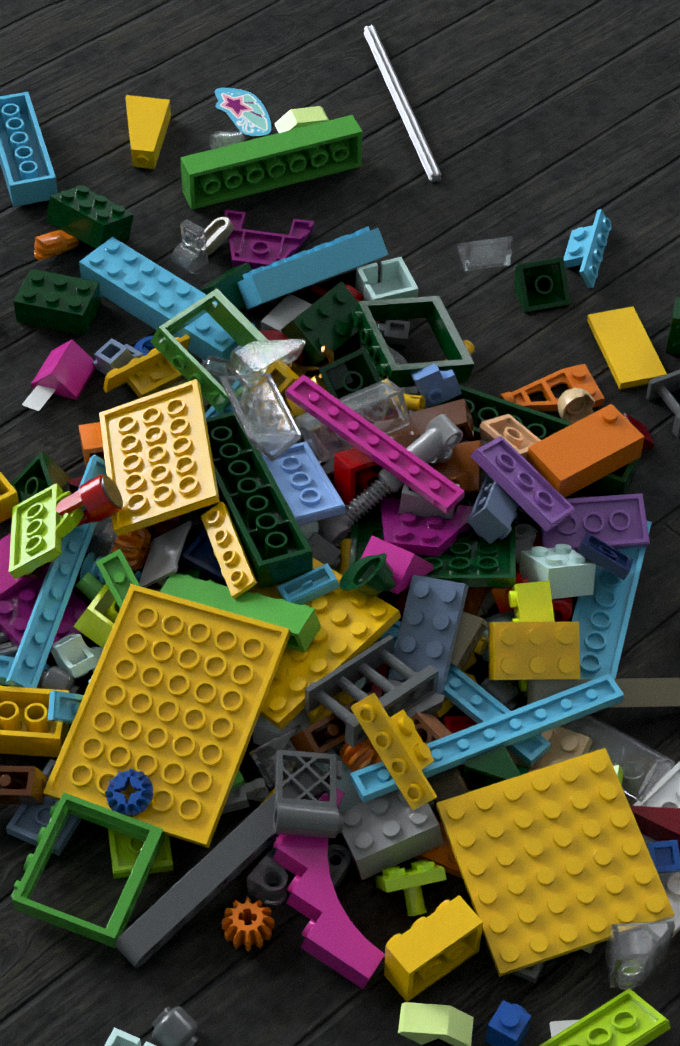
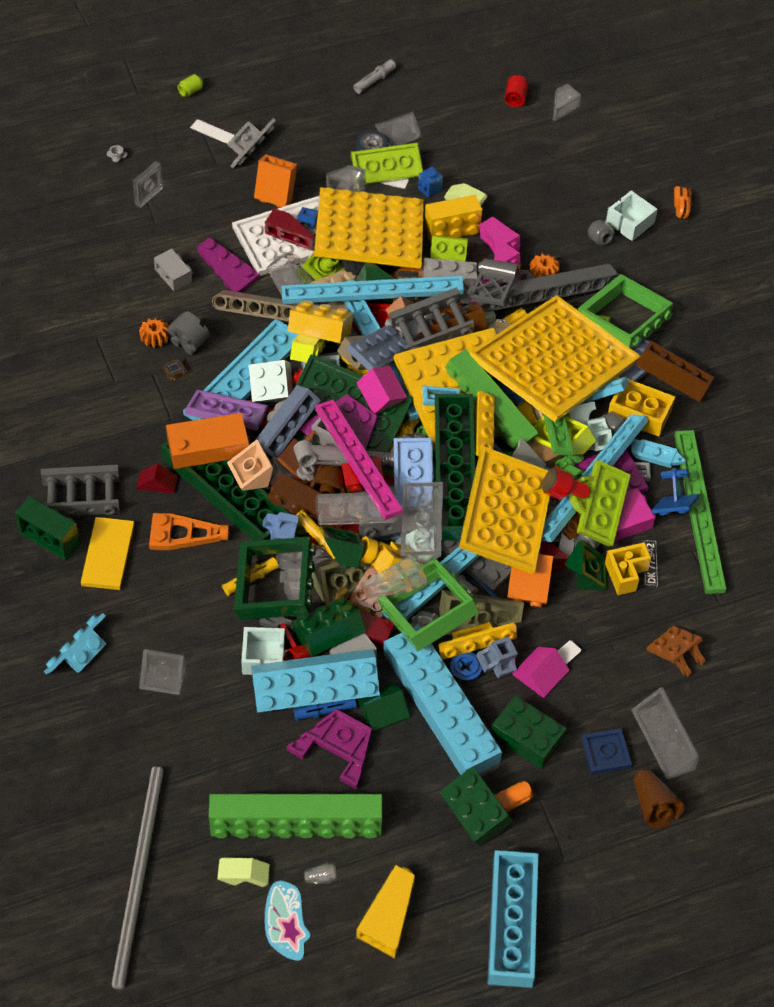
camera: 160 degrees left, 5 degrees up
(138, 801) = (585, 328): blue gear -> none
(192, 251) = (402, 746): clear plate -> none
(217, 233) = (377, 761): dark tan tile -> none
(369, 576) = (406, 374): dark green piece -> none
(398, 748) = (431, 275): yellow bracket -> none
(523, 483) = (267, 419): medium lavender tile -> none
(541, 284) = (140, 622): dark green slope -> none
(575, 404) = (181, 505): tan hair -> none
(605, 556) = (236, 376): dark blue tile -> none

